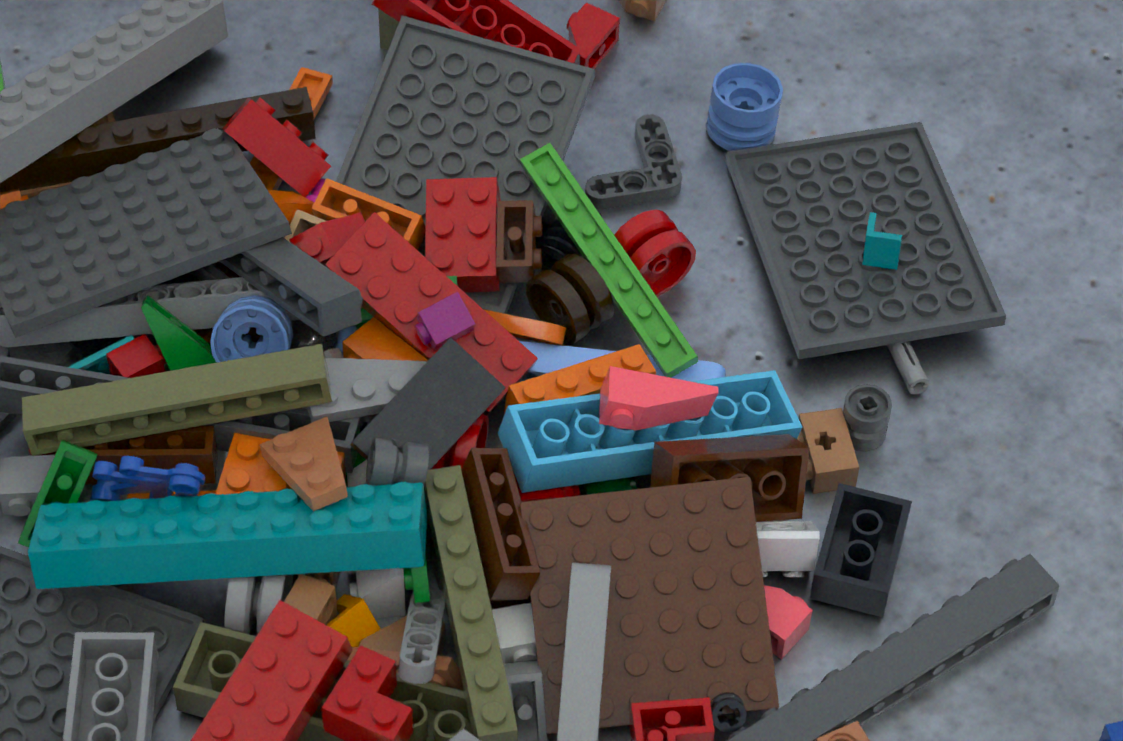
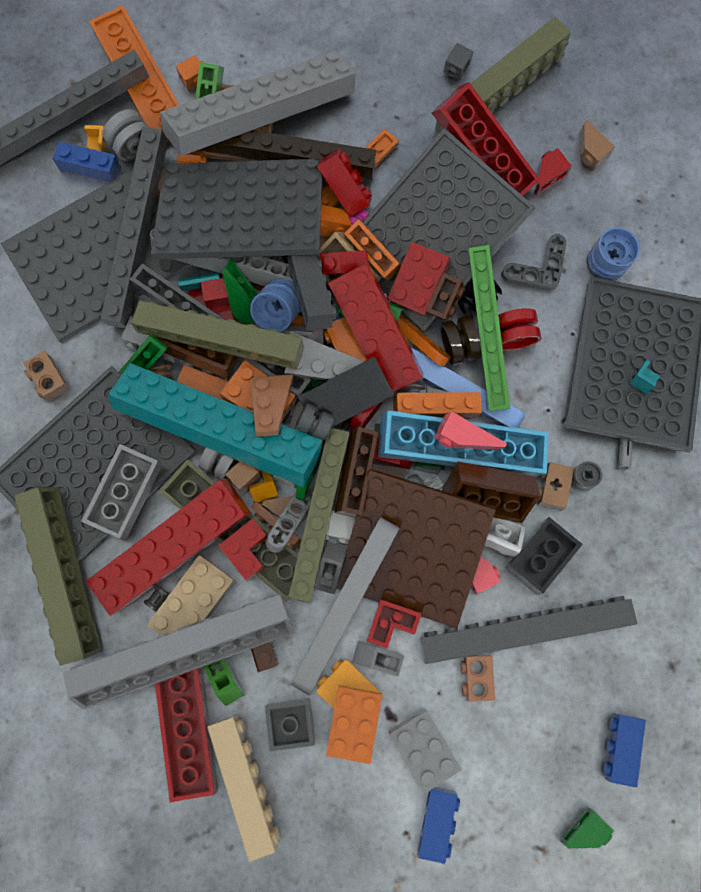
camera: 25 degrees right, 25 degrees up
(183, 480) = (200, 383): blue plant -> none
(444, 320) = (377, 344): magenta brick -> none
(733, 701) = (428, 622): black bush -> none

